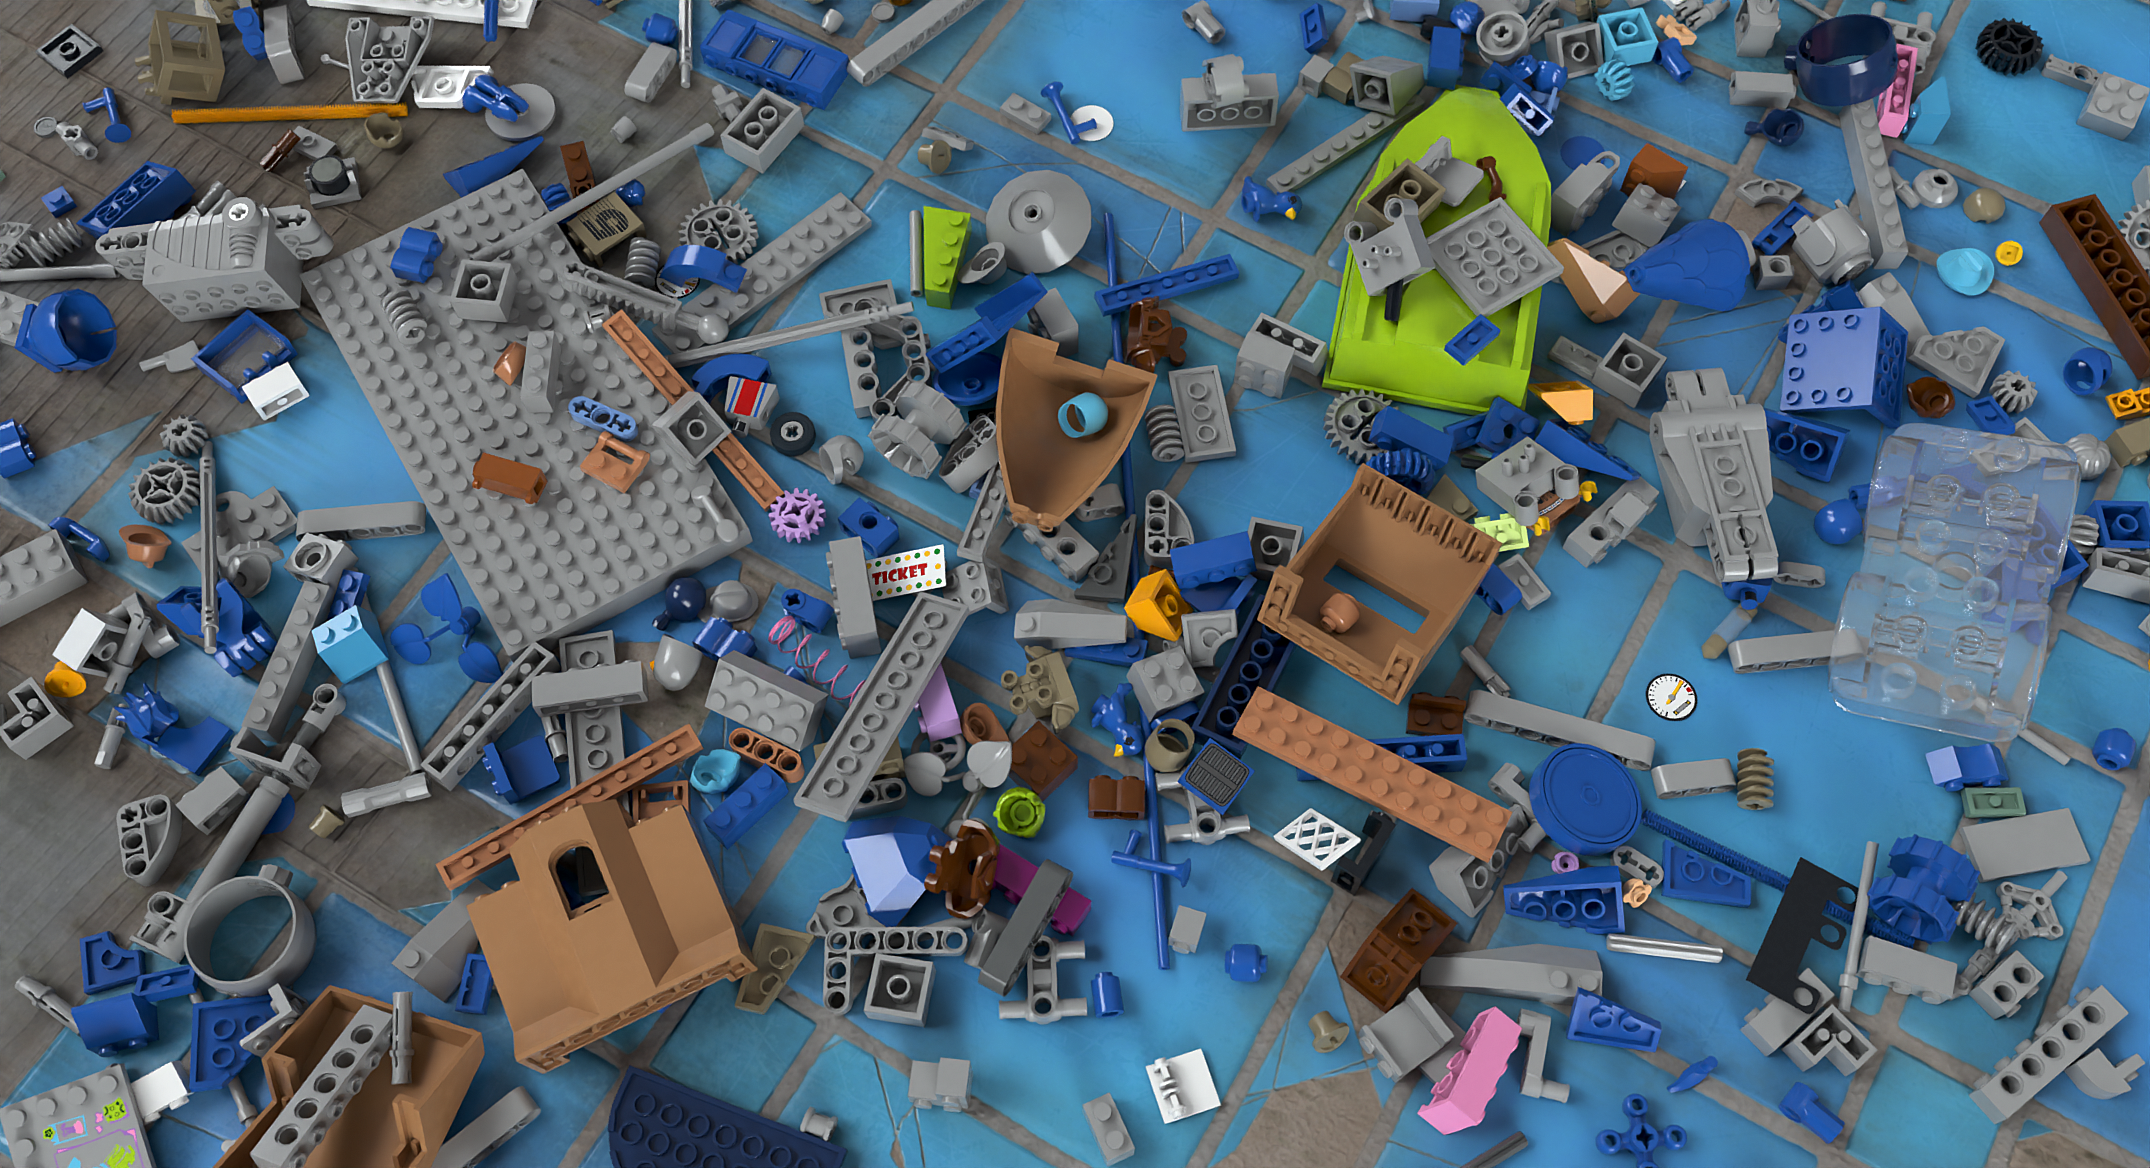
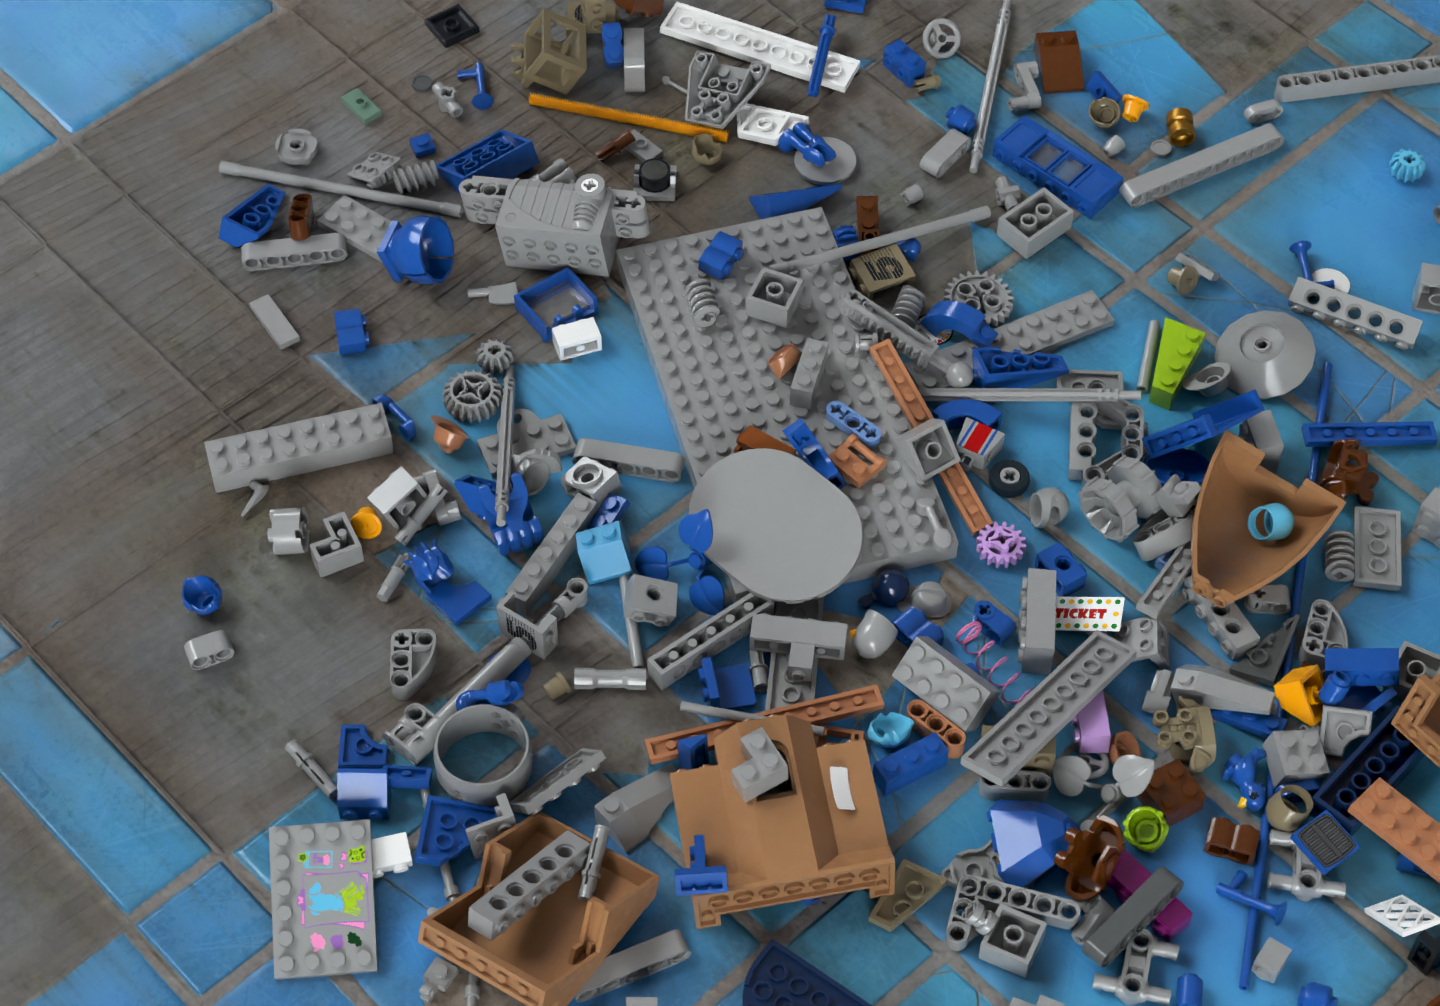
camera: 15 degrees right, 10 degrees down
(213, 800) = (468, 646): light grey brick -> none
(241, 863) = (496, 693): none -> blue piece
(337, 949) = (551, 785): none -> light grey plate
(404, 701) = (642, 608): none -> light grey brick
(475, 986) = (656, 844): blue plate -> none
(496, 866) = (693, 752): none -> blue slope
(520, 1033) = (699, 878): none -> blue bracket
(537, 565) = (778, 525): none -> light grey tile
(548, 805) = (731, 714): none -> light grey bar
(563, 471) = (812, 452): none -> blue arch
(566, 881) = (763, 767): none -> light grey brick
(598, 719) = (800, 662): none -> light grey brick
(665, 873) = (841, 788): none -> white sticker
(772, 306) = (1014, 370): none -> blue wedge
(855, 979) = (979, 917): none -> light grey wheel
(975, 415) = (1177, 496): none -> light grey brick
(1003, 652) = (1159, 695): none -> light grey piece
(1025, 113) = (1271, 262): light grey plate -> none
(1066, 136) = (1305, 288): none -> light grey brick
(1189, 593) = (1334, 688): none -> blue brick

